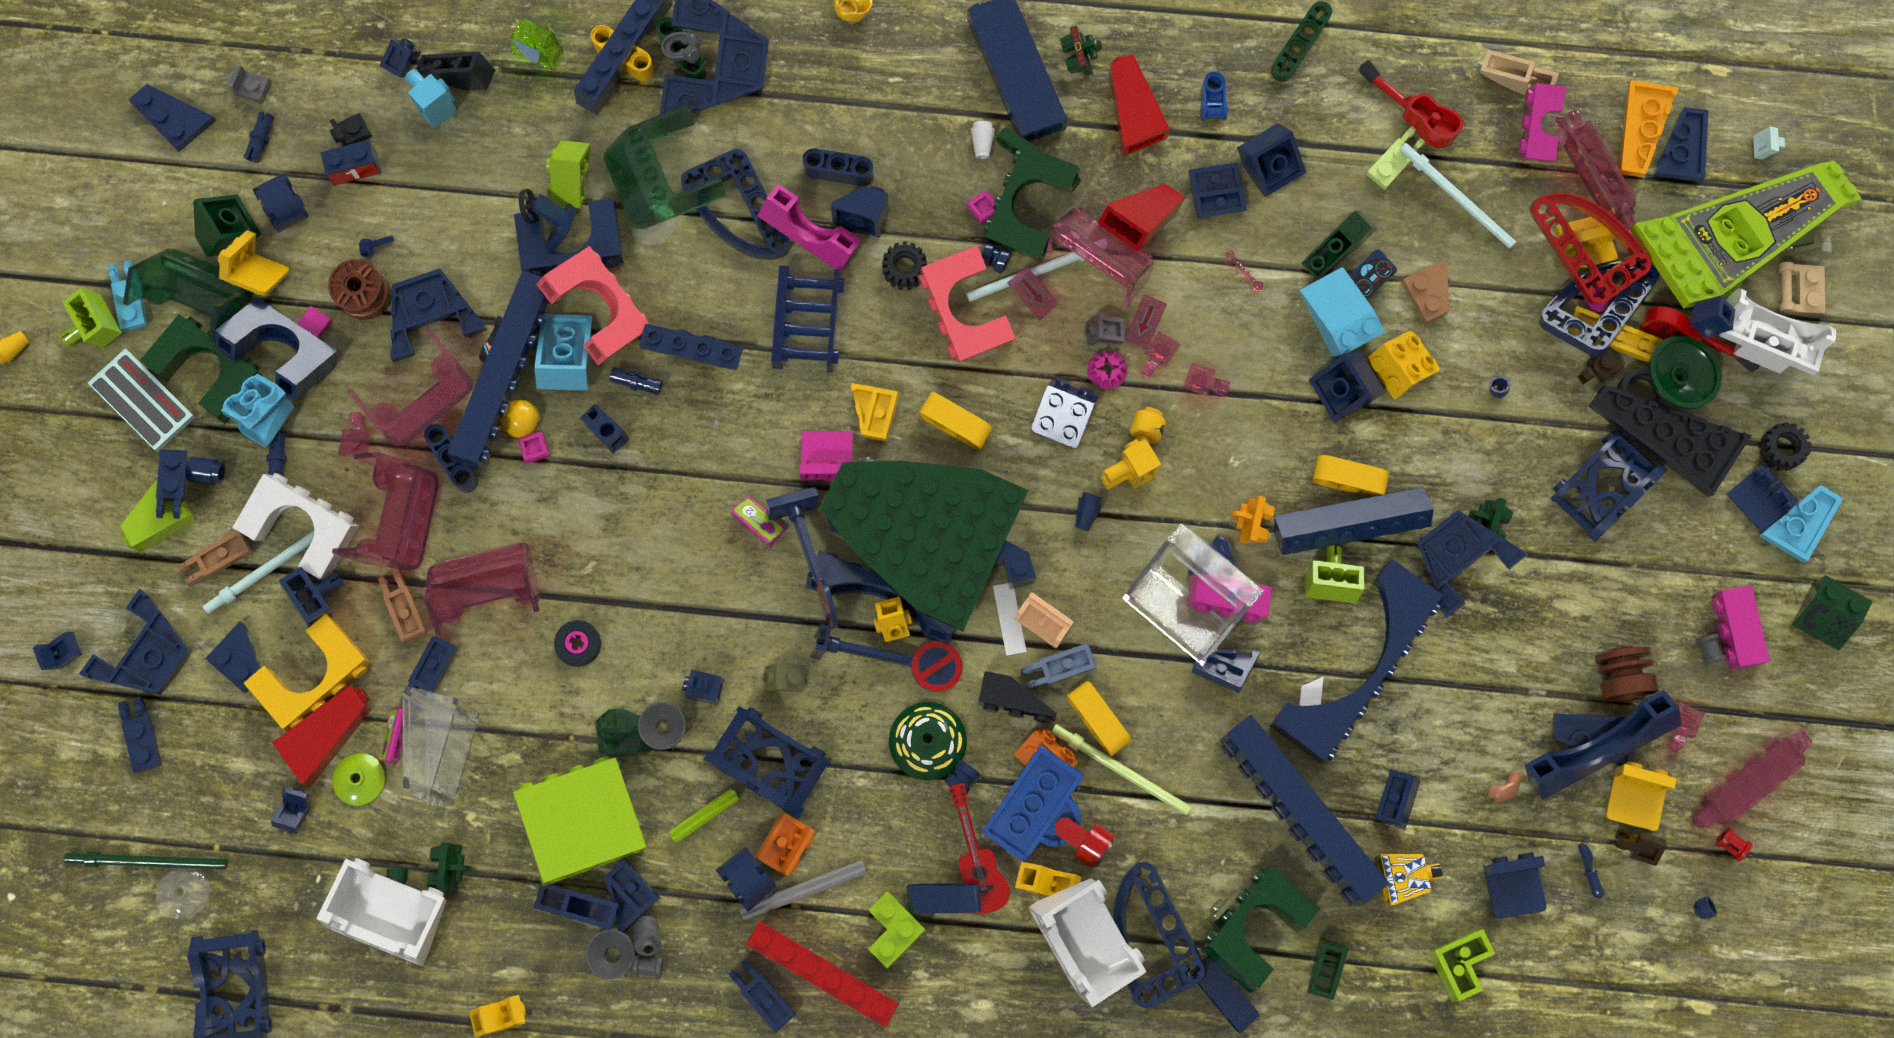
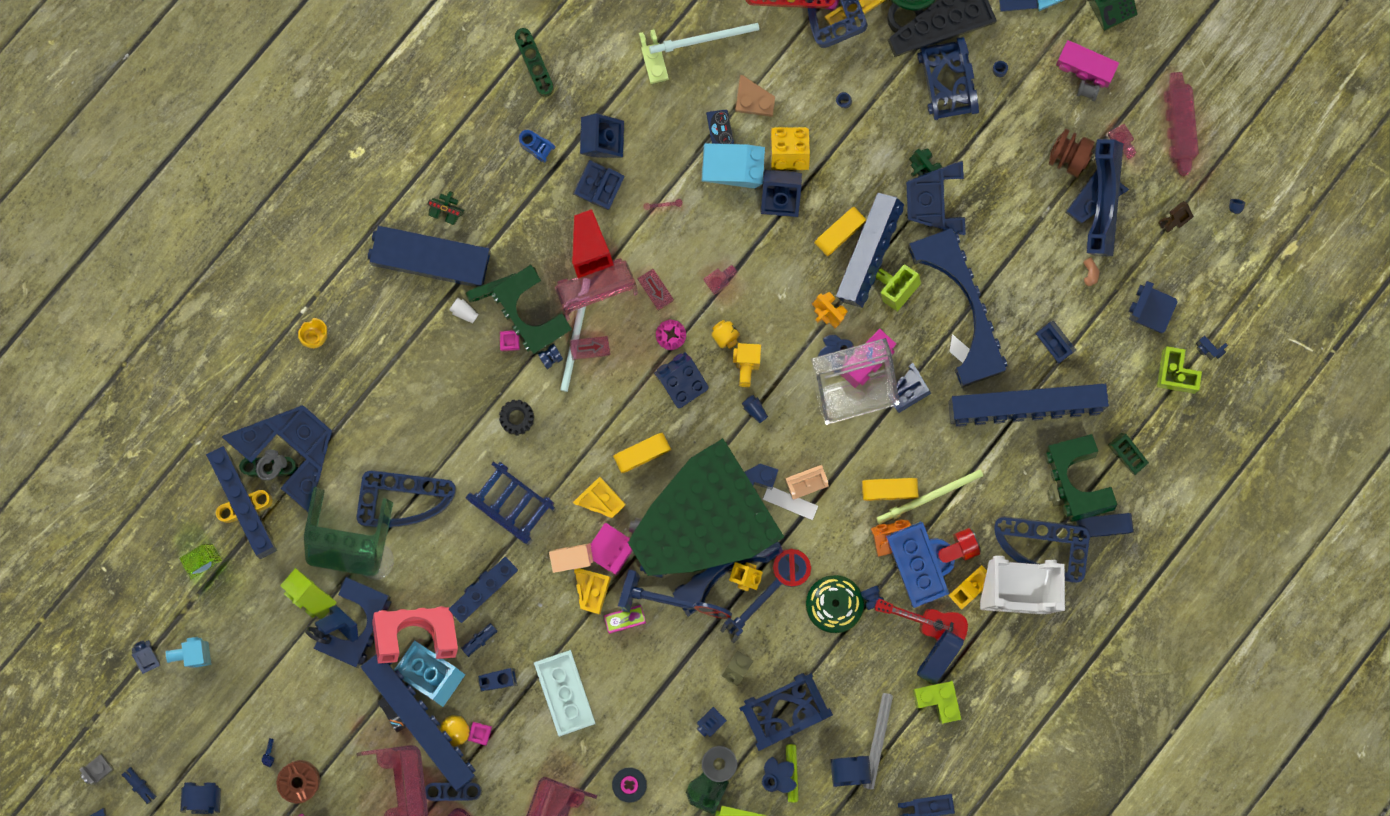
camera: 55 degrees left, 5 degrees up
(350, 130) = (176, 721): black bracket -> none
(351, 162) = (201, 734): dark blue brick -> none
(423, 302) = (332, 745): dark blue wing -> none
(458, 70) = (181, 624): black slope -> none
(635, 509) = (564, 693): none -> light aqua tile
(693, 803) = (781, 774): none -> dark blue plate
(768, 464) = (591, 589): none -> yellow wing
(785, 844) = (843, 733): orange bracket -> none
(788, 418) = (571, 557): none -> light nougat hinge
(822, 974) = (938, 761): red brick -> none
(829, 159) = (430, 413): dark blue beam -> none
(830, 245) = (472, 456): dark pink arch -> none
(862, 211) = (464, 420): dark blue slope -> none
(963, 340) = (545, 402): coral arch -> none
(1007, 694) = (838, 535): black slope -> none
(1061, 666) = (842, 490): sand blue hinge -> none
(1105, 330) = (645, 318): flat silver bracket -> none
(1136, 109) = (509, 199): red slope -> none
(1160, 351) = (682, 293): clear pink plate -> none
(1339, 244) = (687, 134): dark green slope -> none
(1407, 876) = (1105, 369): torso -> none
(1432, 121) = (646, 18): red piece -> none
(1514, 980) = (1206, 348): none -> dark blue bracket
(1594, 882) = (1173, 258): dark blue piece -> none
(1602, 367) = (874, 28): dark brown plate -> none
(1638, 795) = (1147, 198): yellow bracket -> none
(1661, 534) = (999, 67): none -> dark blue hinge
(1734, 844) = (1210, 162): red bush -> none

